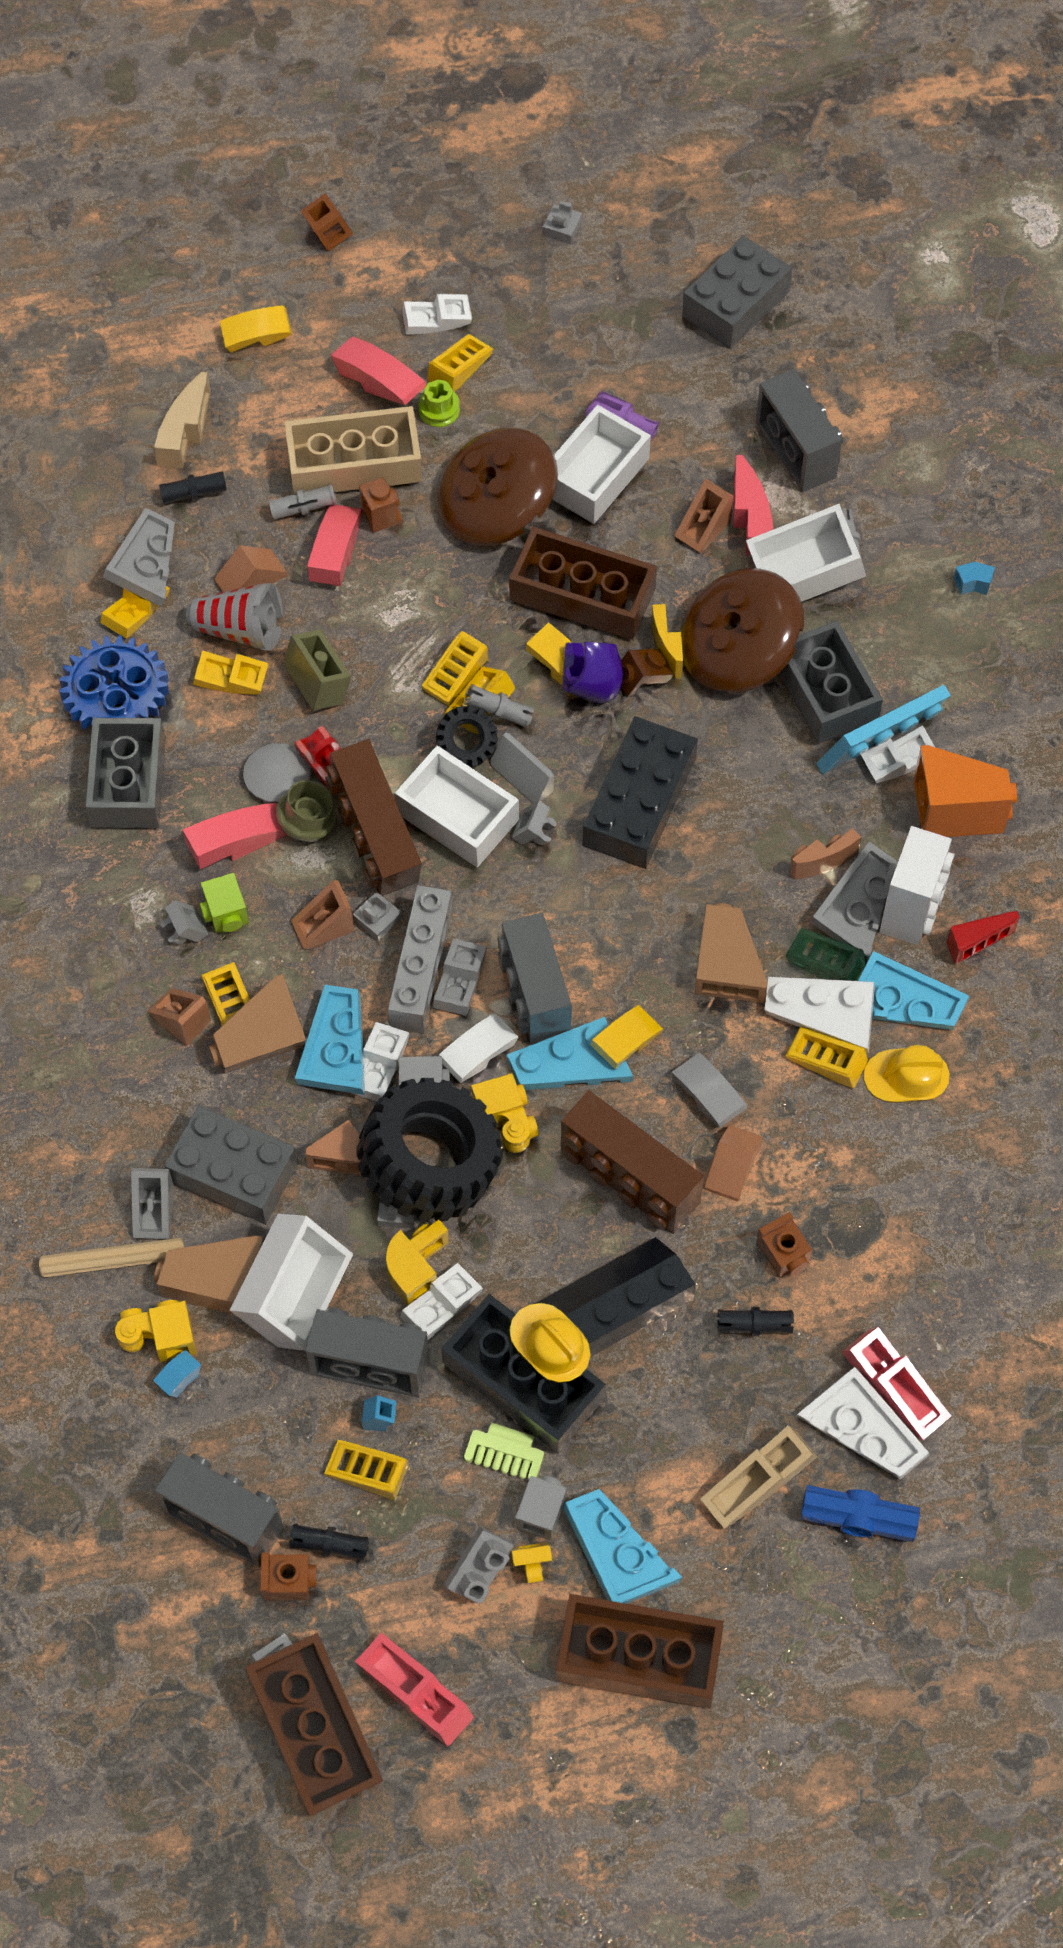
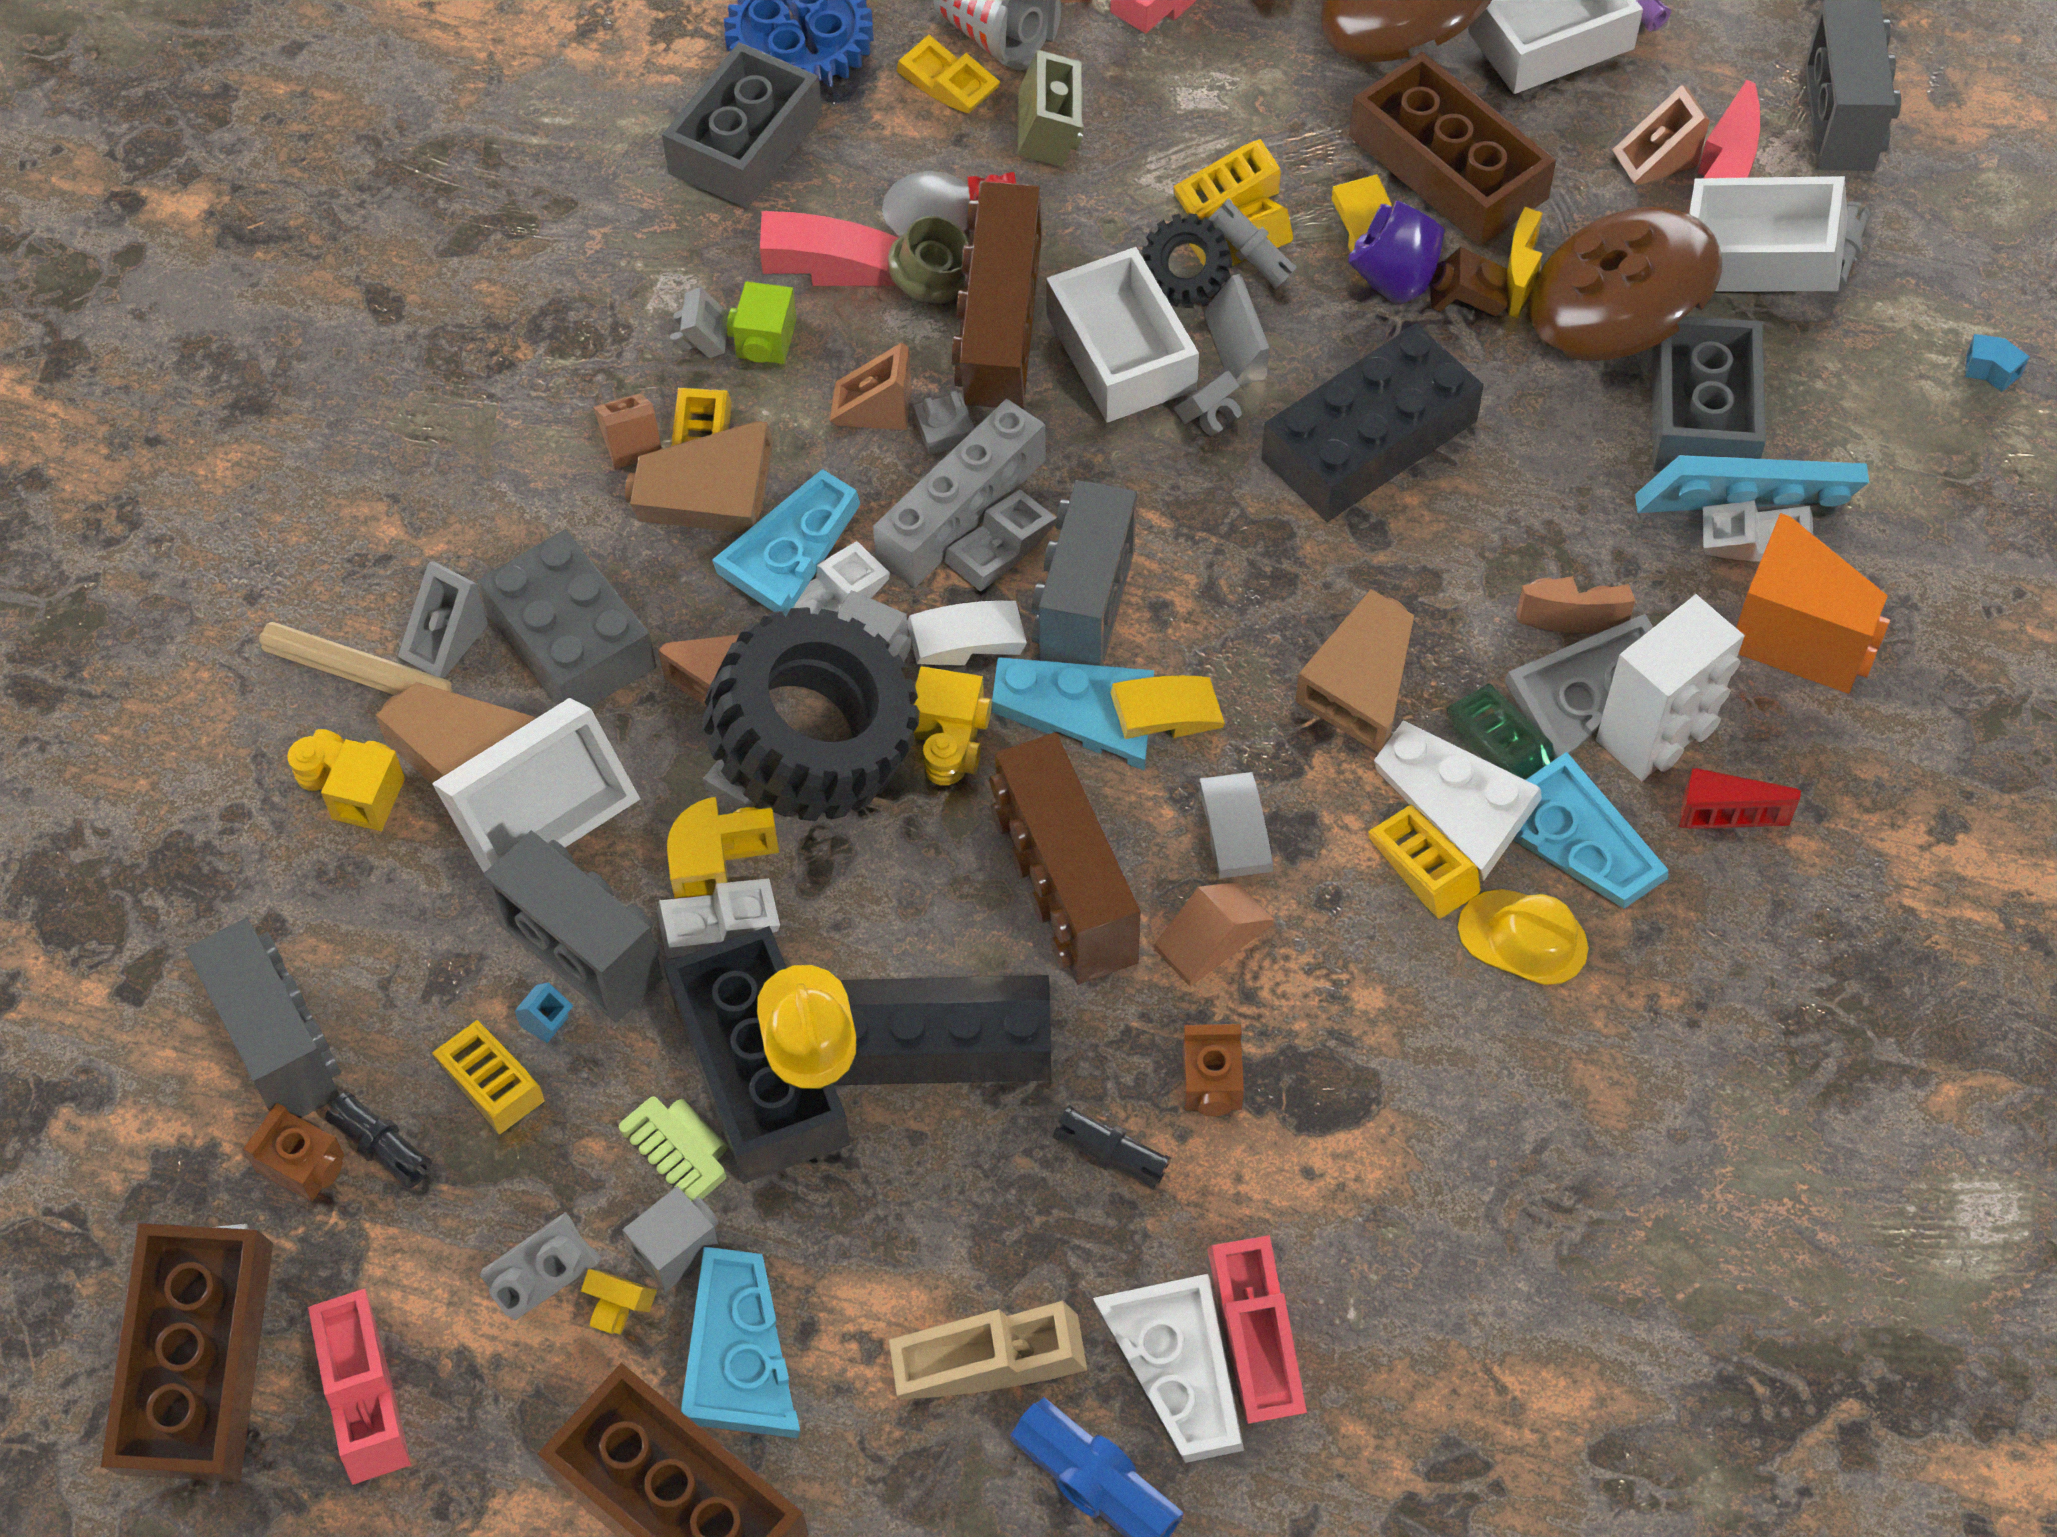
camera: 30 degrees right, 5 degrees down
(178, 1374) = (334, 840): dark azure piece -> none

